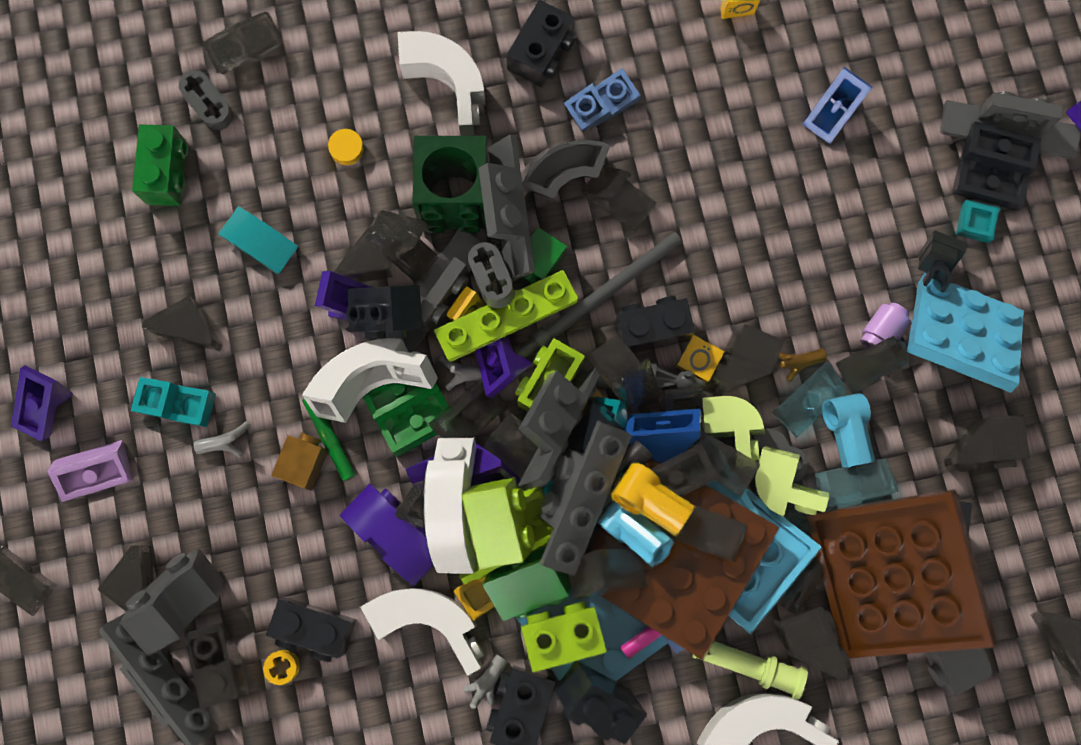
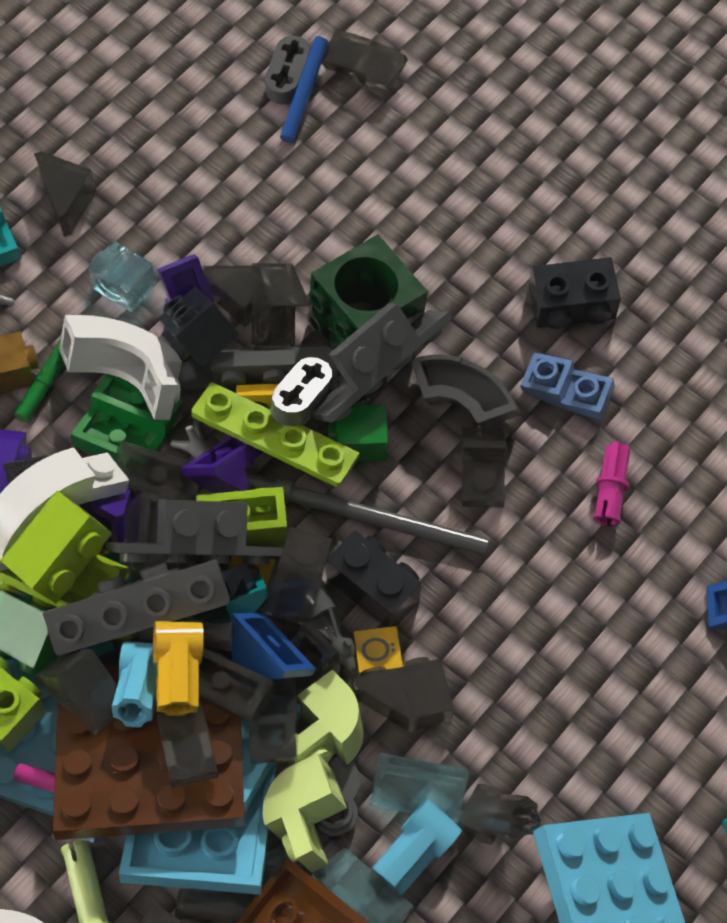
camera: 55 degrees right, 15 degrees down
(159, 165) = (195, 72): green brick -> none
(234, 100) = (304, 89): none -> blue bar
(258, 240) = (189, 194): teal slope -> none
(290, 333) = (122, 275): none -> clear light blue brick
(346, 147) = (336, 204): yellow tile -> none
(440, 58) = (482, 214): white arch -> none
(693, 125) = (612, 484): none -> dark pink axle
(801, 361) = (450, 749): pearl gold bar -> none
(885, 323) = (558, 805): lavender brick -> none
(940, 257) = (674, 813): pearl dark grey piece -> none

